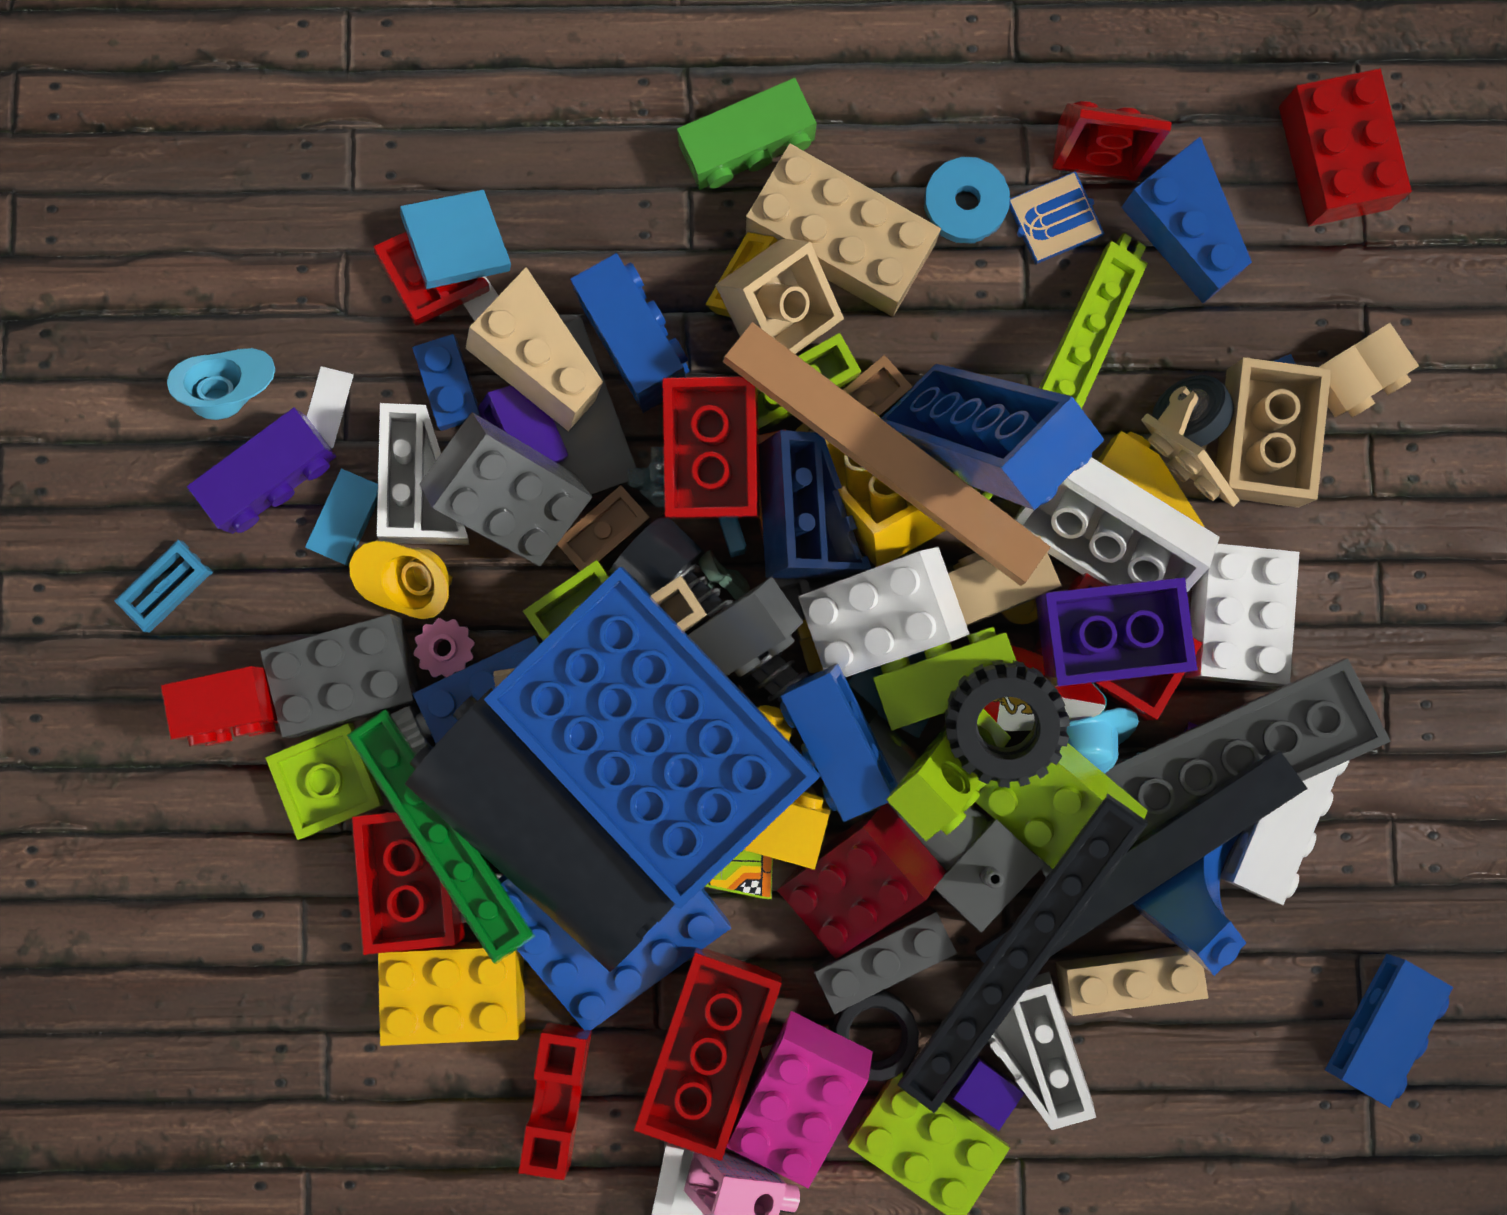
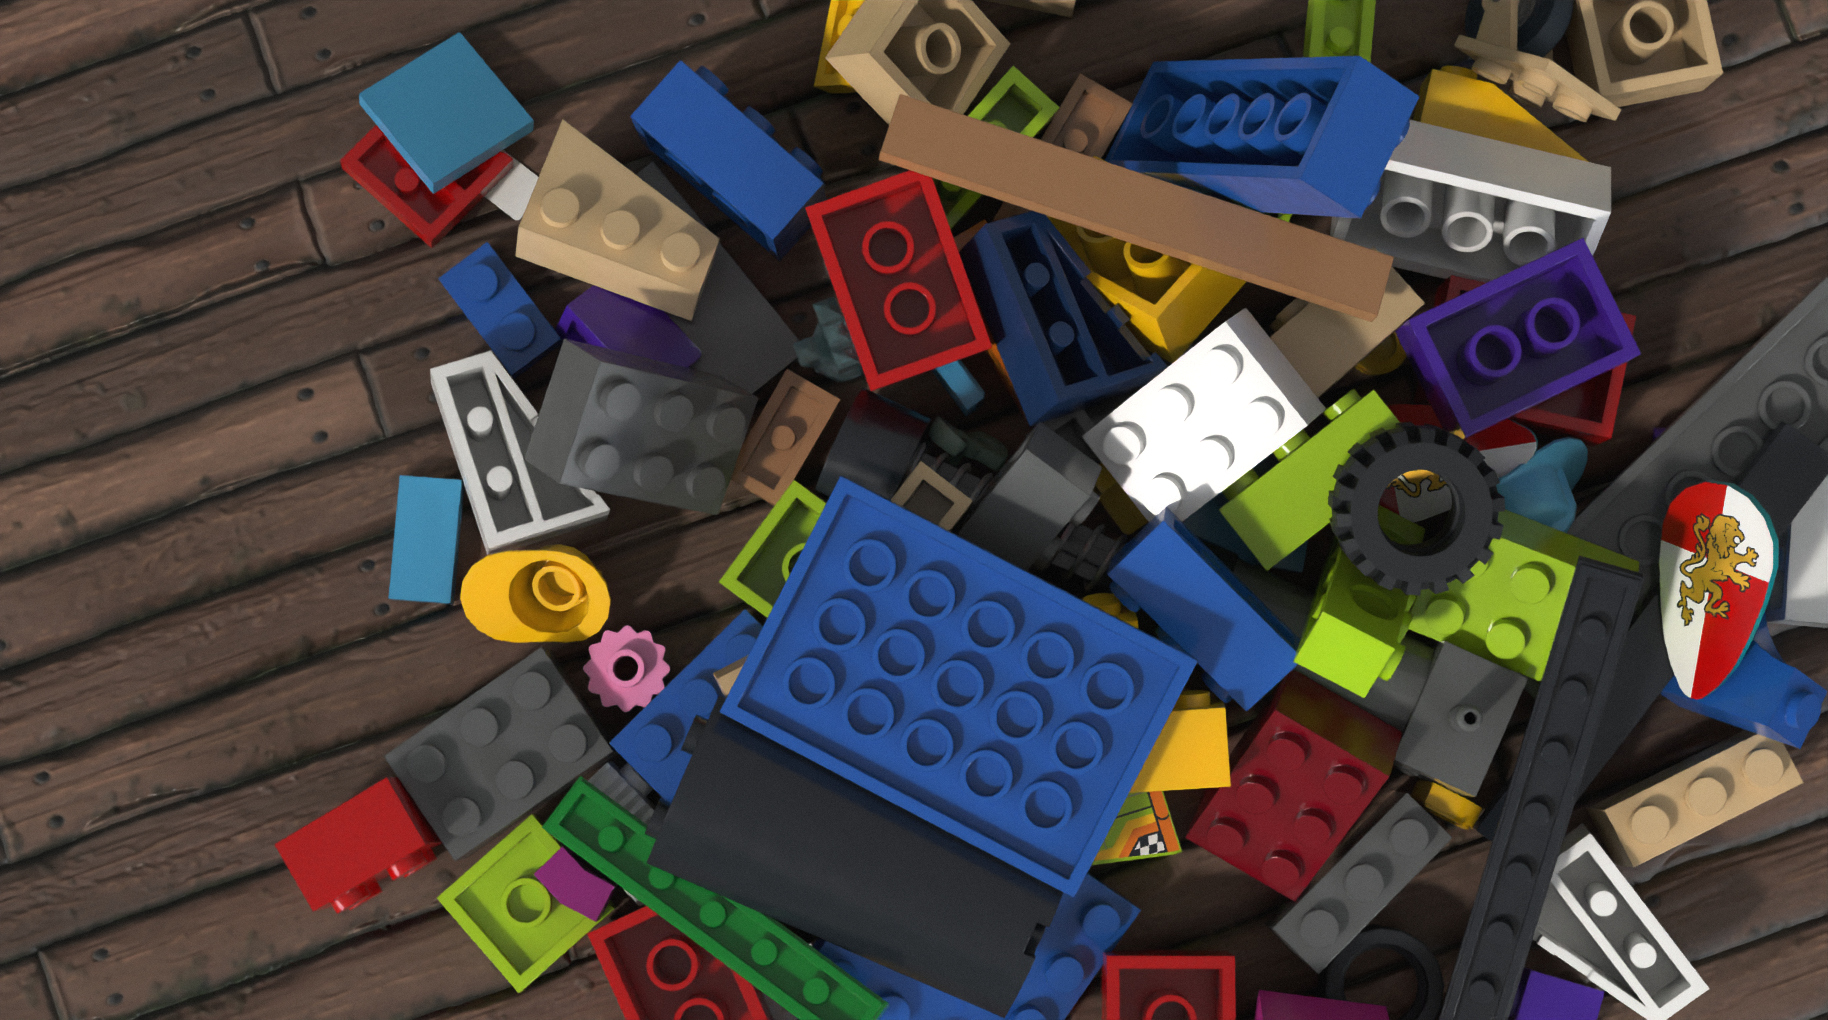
camera: 15 degrees left, 0 degrees up
(180, 593) = (238, 669): dark azure tile -> none
(220, 382) = (199, 412): medium azure piece -> none
(262, 472) = (296, 517): dark purple brick -> none
(329, 402) = (347, 399): white sticker -> none
(357, 781) = (576, 884): none -> magenta piece
(961, 927) = (1446, 804): none -> yellow tile
(1194, 842) = (1714, 581): none -> shield
(1245, 616) = (1681, 260): white brick -> none

